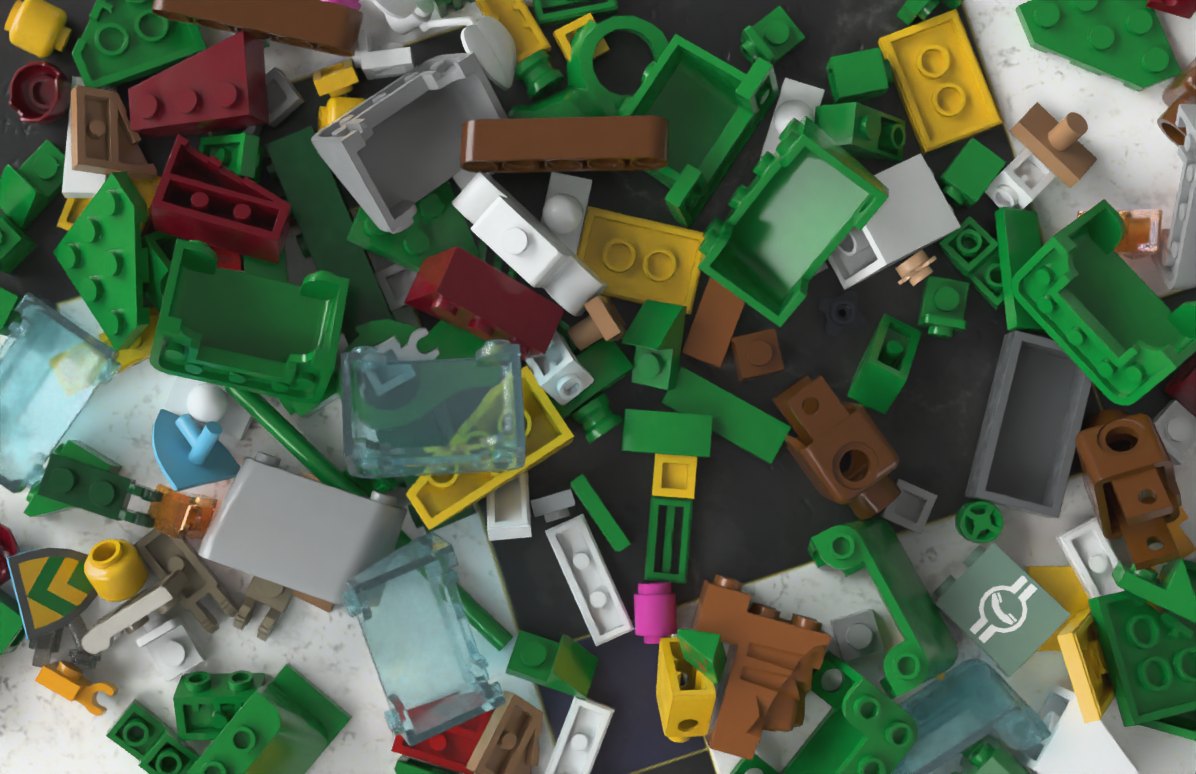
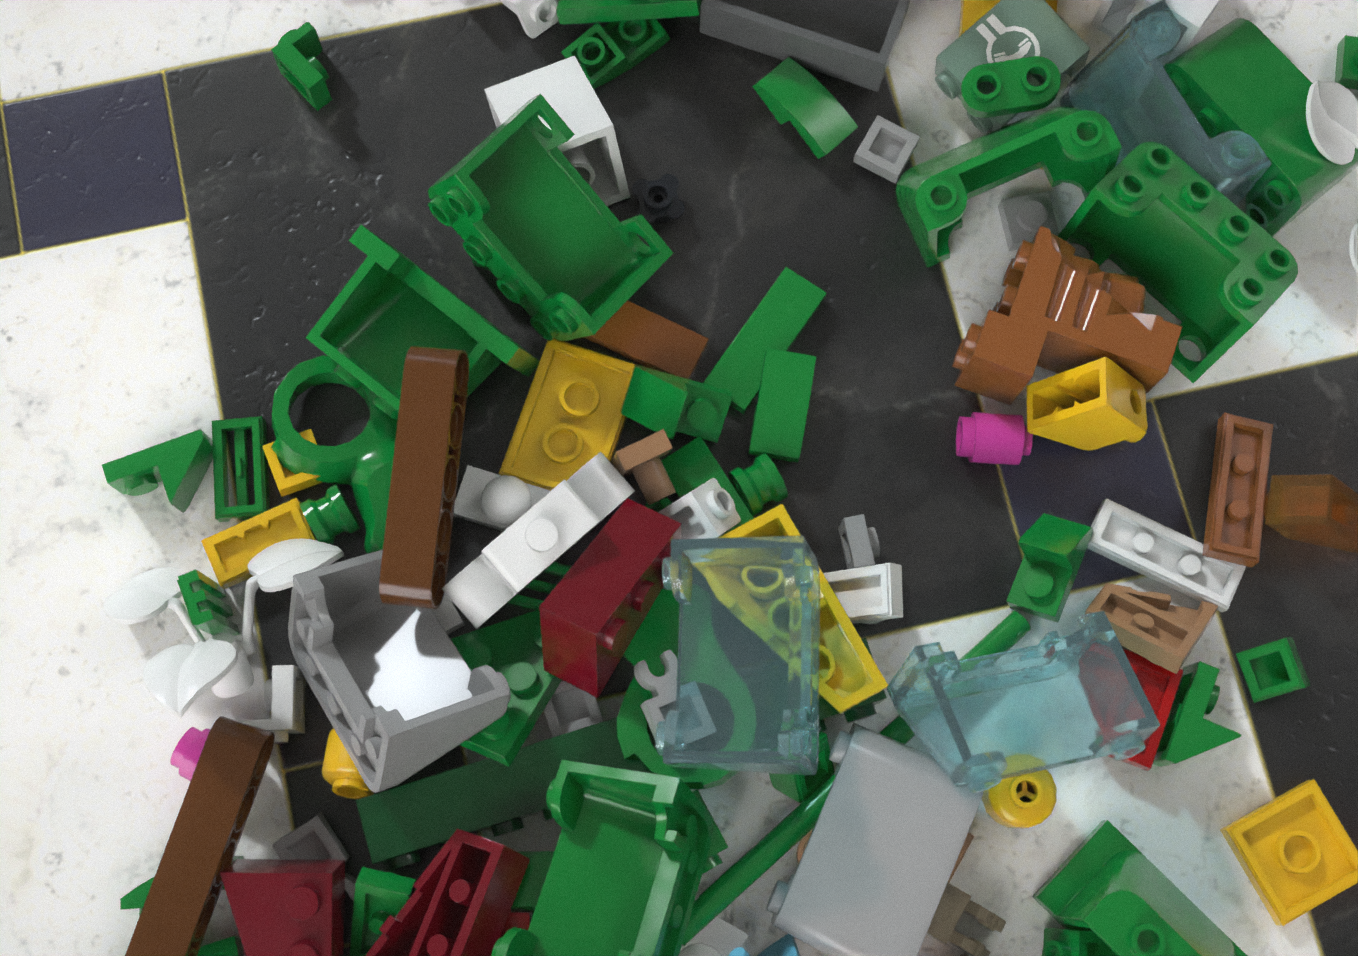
camera: 90 degrees left, 10 degrees down
(336, 78) = (298, 768): yellow plate -> none
(345, 649) = (1008, 810): none -> yellow head
(589, 580) = (949, 514): white tile -> none
(599, 513) = (872, 491): green tile -> none
(665, 574) = (902, 437): green tile -> none
(674, 476) = (834, 403): yellow plate -> none
(704, 652) = (1054, 370): green slope -> none
(757, 355) = (700, 293): reddish brown brick -> none
(771, 37) = (325, 246): green bracket -> none
(794, 101) = (415, 230): white tile -> none
(826, 433) = (820, 183): reddish brown piece -> none
(858, 76) = (384, 152): green brick -> none
(863, 130) = (444, 145): green slope -> none
(885, 364) = (723, 156): green slope -> none
(915, 268) = (619, 111): light nougat plate -> none
(940, 81) = (401, 71): yellow tile -> none
(941, 433) = (801, 99): none -> green slope
(943, 306) = (661, 91): green bracket -> none
(966, 607) = (1012, 89): none -> green plate
(969, 174) = (512, 42): green brick -> none
(986, 525) = (906, 66): green wheel -> none

